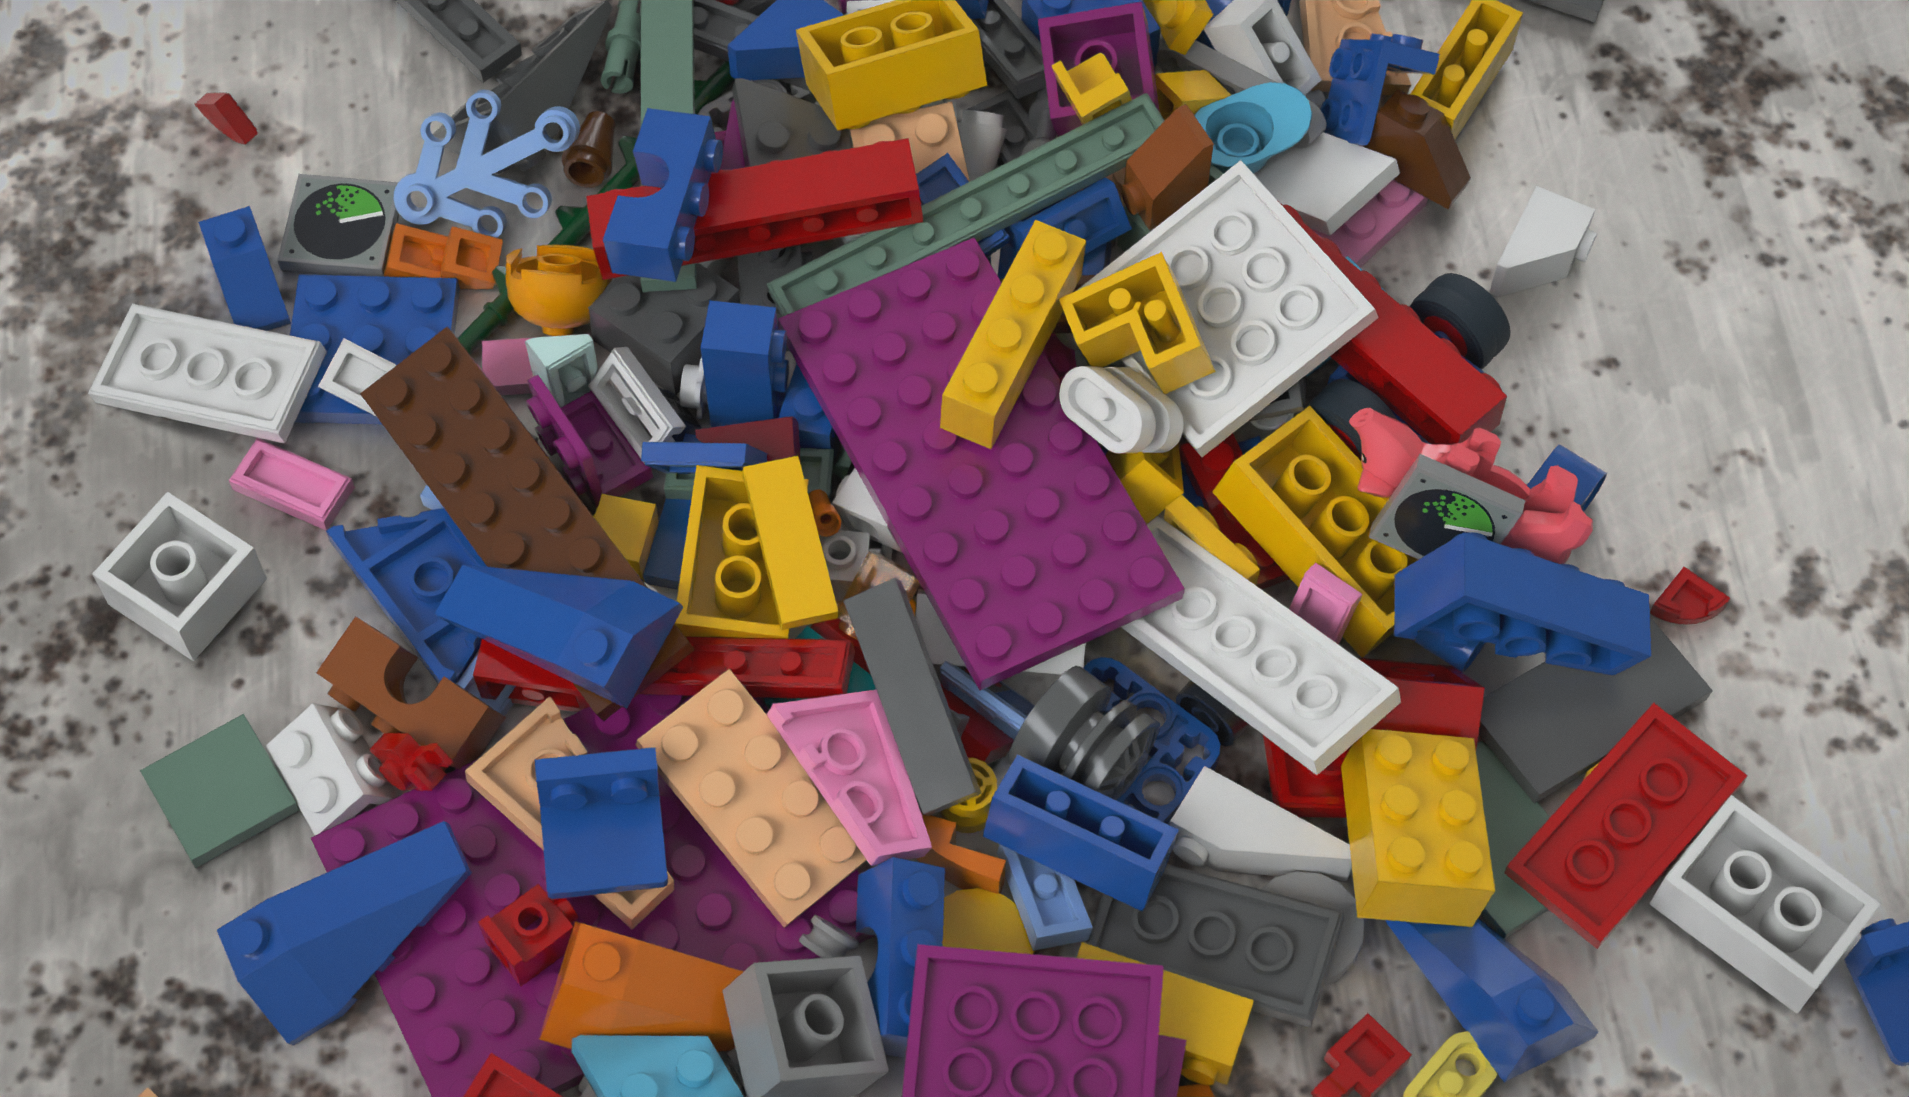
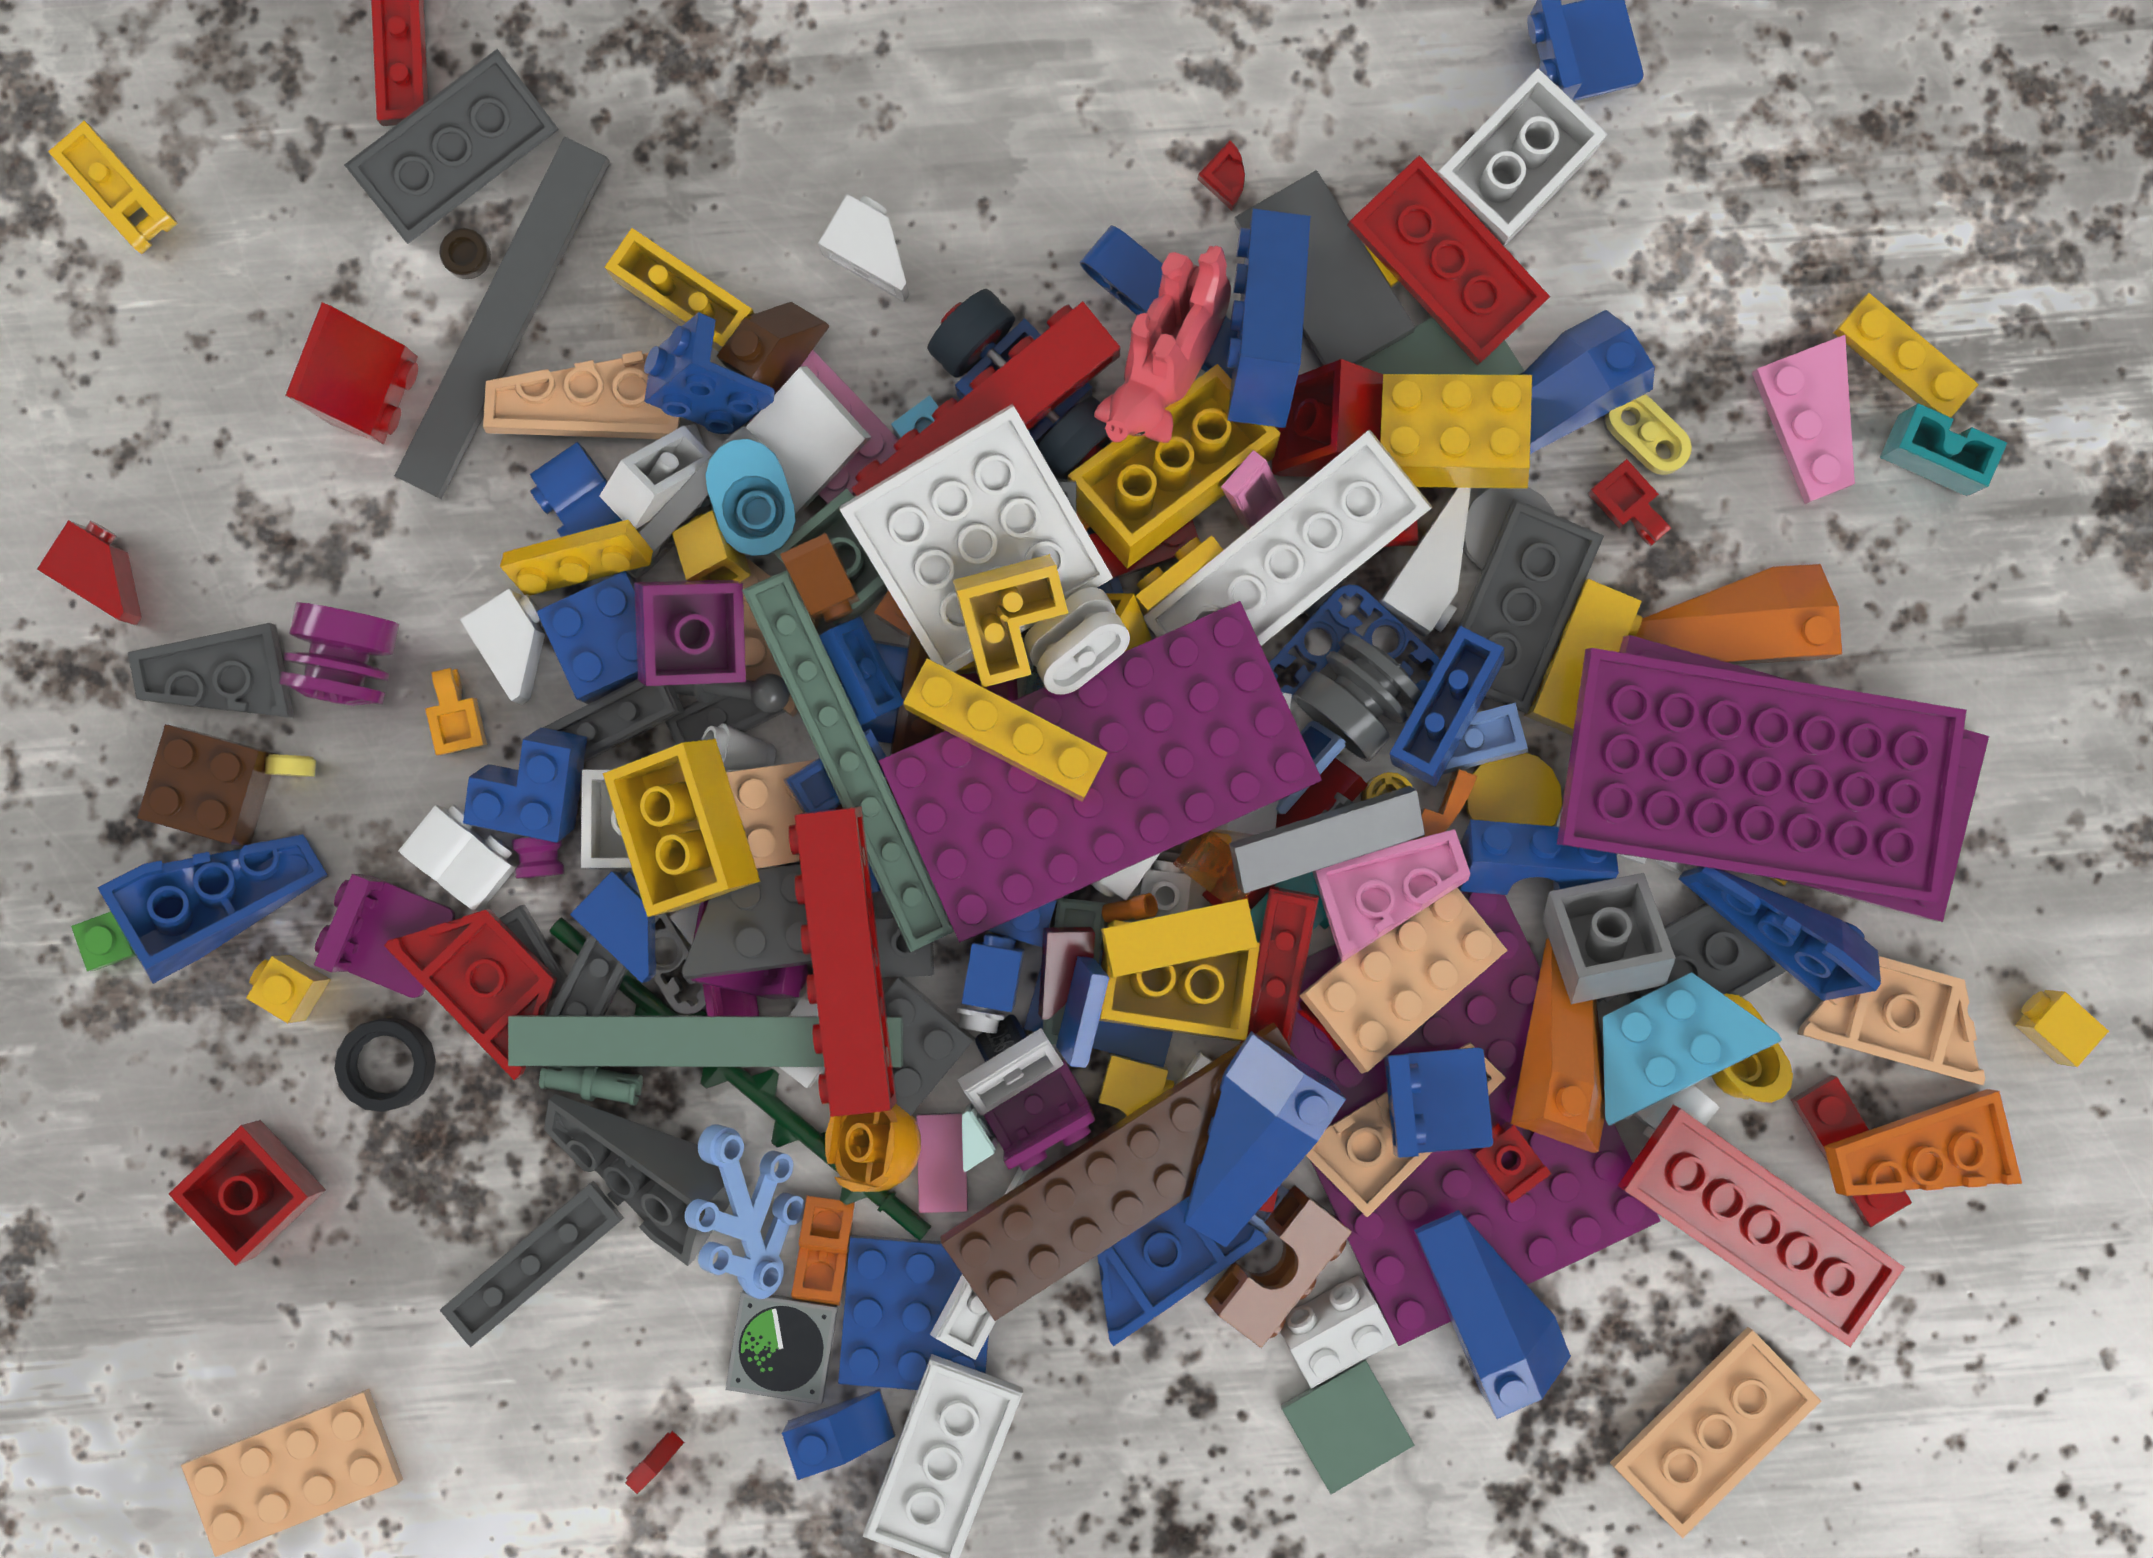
camera: 90 degrees left, 25 degrees up
(180, 576) = (1158, 1473): white brick -> none
(291, 484) = (1054, 1378): bright pink tile -> none
(409, 764) = (1351, 1265): red plate -> none
(591, 155) = (707, 1109): reddish brown cone -> none
(656, 231) = (896, 1050): blue arch -> none
(828, 939) = (1523, 916): light grey bush -> none
(1092, 87) = (732, 640): yellow panel -> none
(1438, 504) = (1199, 369): tile -> none

